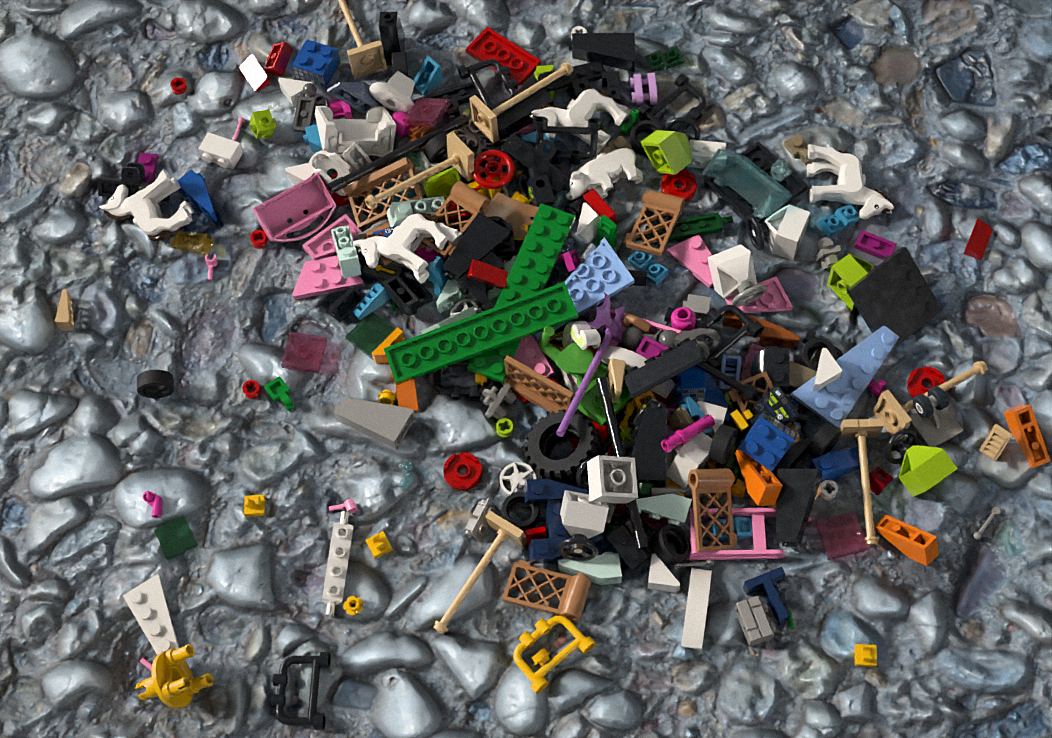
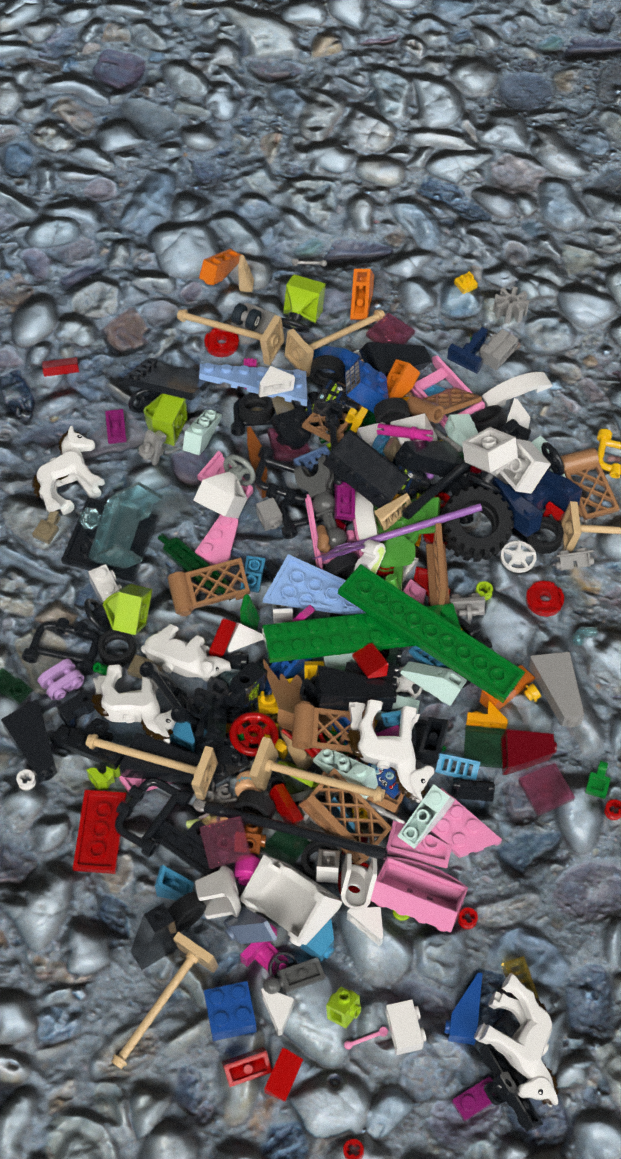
camera: 130 degrees left, 5 degrees down
(211, 264) = (530, 941): bright pink hand -> none
(342, 354) = (525, 749): none -> dark red slope
(424, 160) = (285, 805): none -> red slope
(683, 177) = (162, 595): red tile -> none
(683, 319) = (294, 508): dark pink head -> none
(783, 229) = (155, 476): white piece -> none
(811, 680) = (511, 305): none -> light grey gear
(825, 307) = (200, 432): none -> light aqua slope
(842, 219) = (105, 464): dark azure slope -> none
(879, 480) = (324, 331): dark red slope -> none

